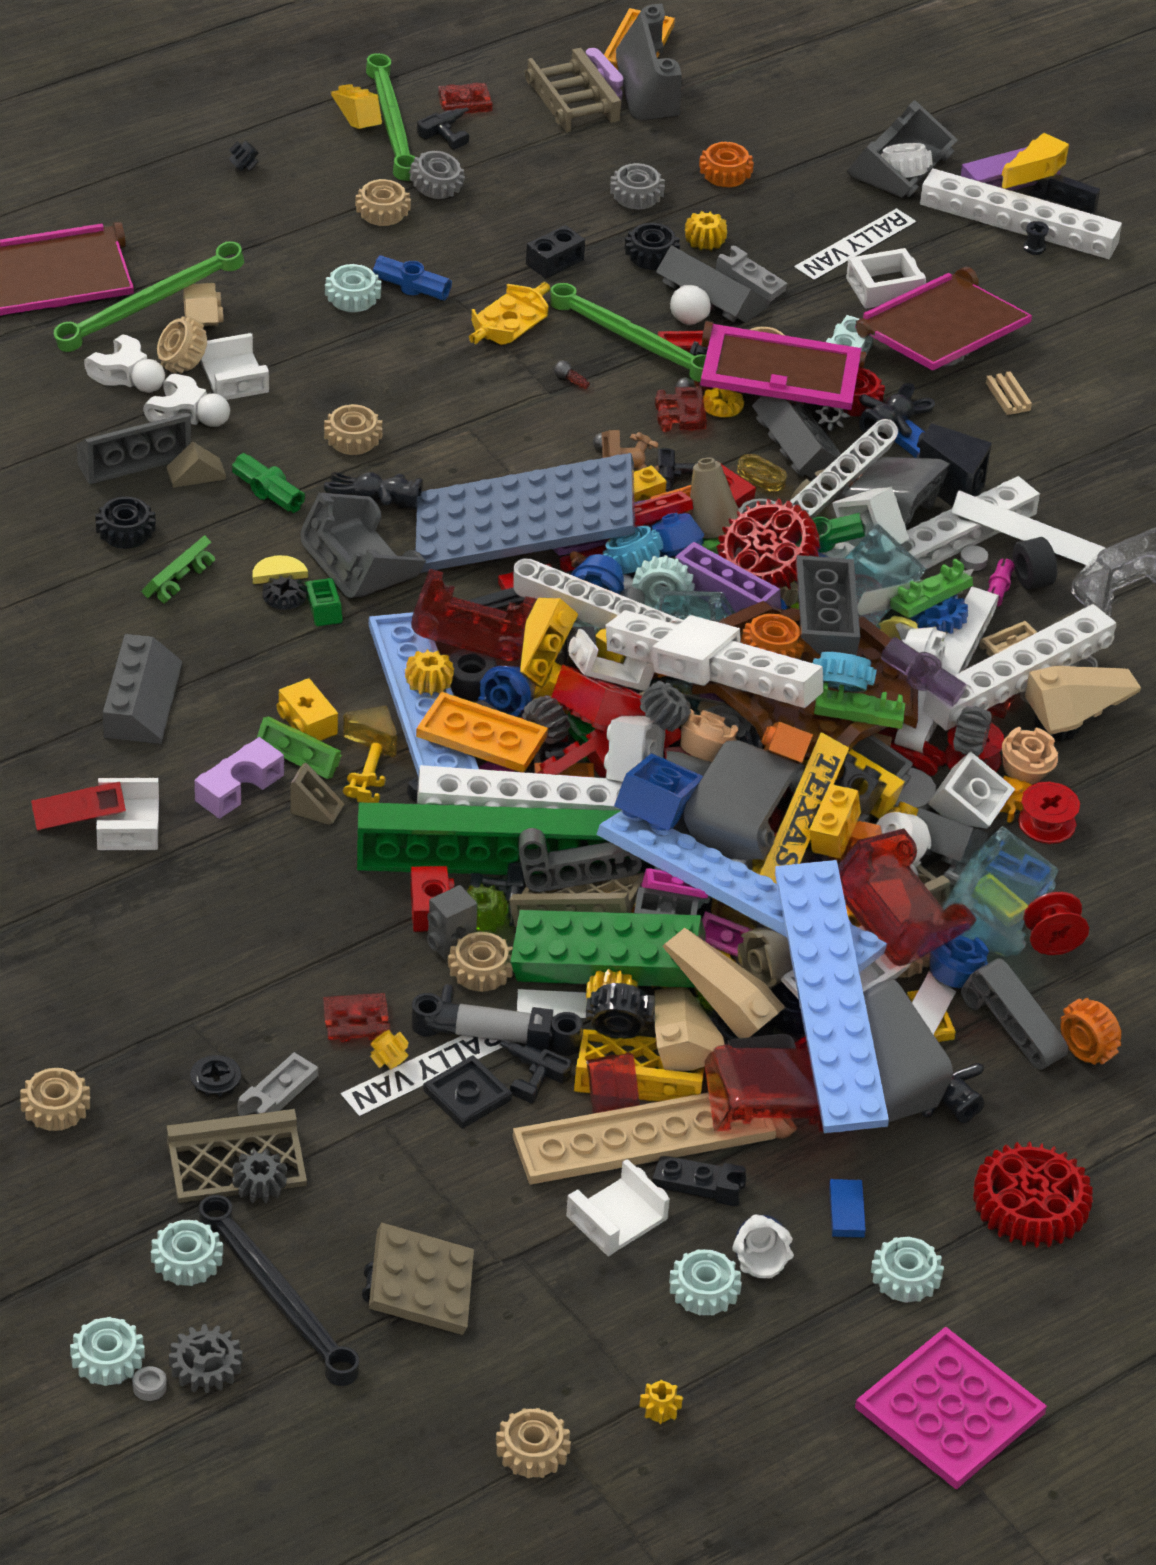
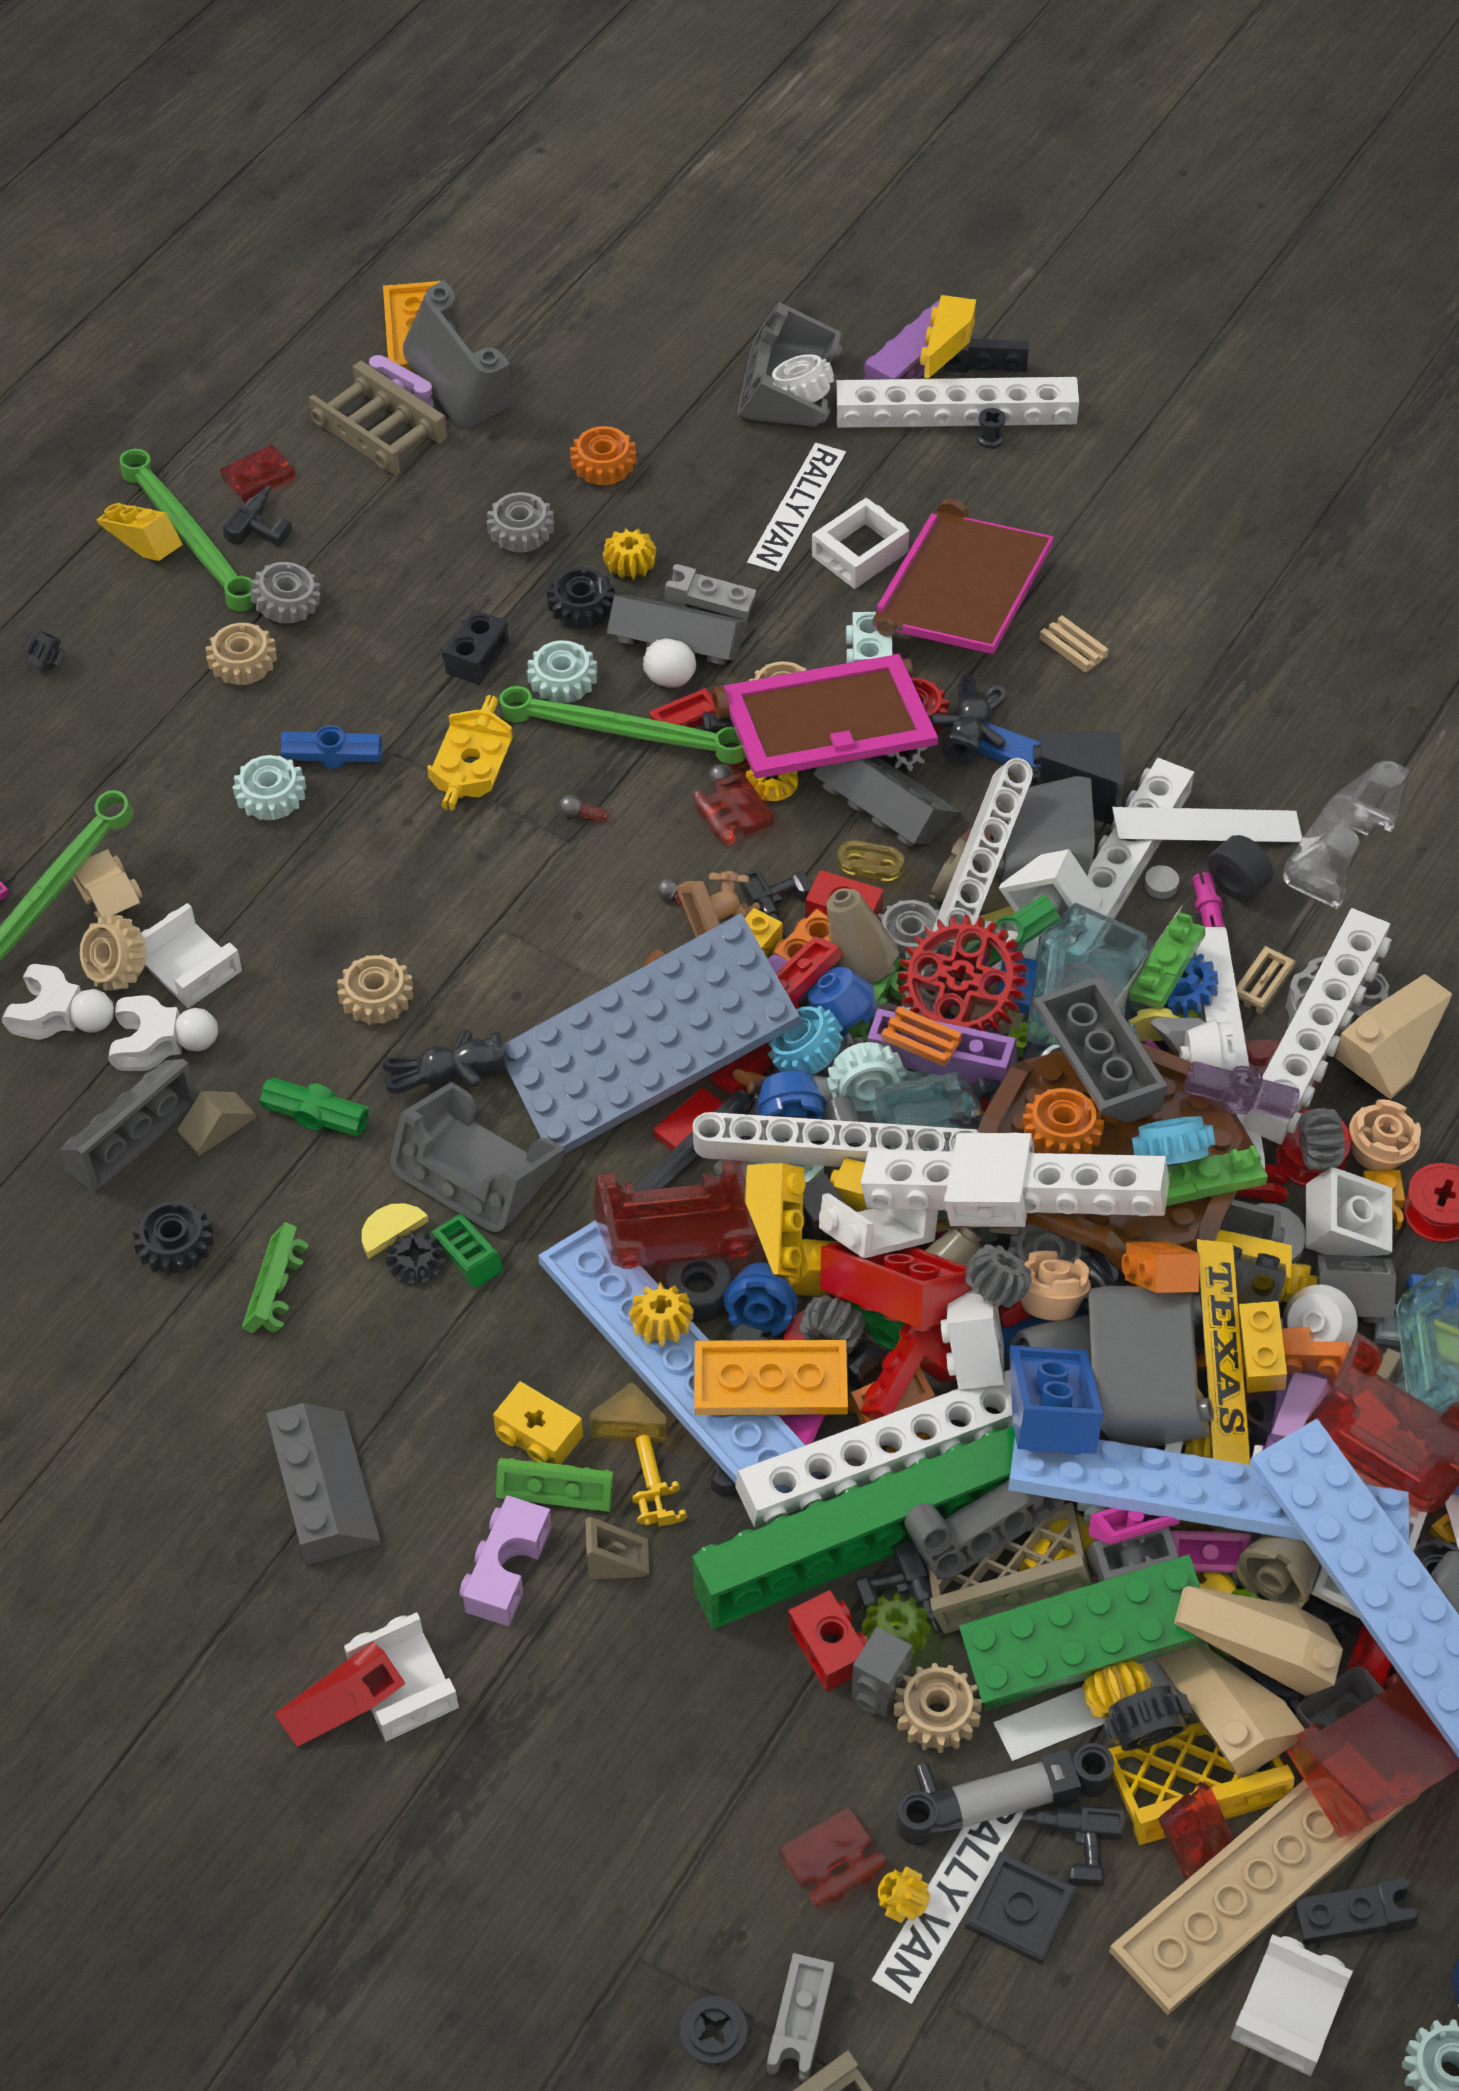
camera: 20 degrees left, 10 degrees up
(609, 286) = (562, 671): none -> light aqua gear
(717, 563) = (924, 1031): none -> orange tile

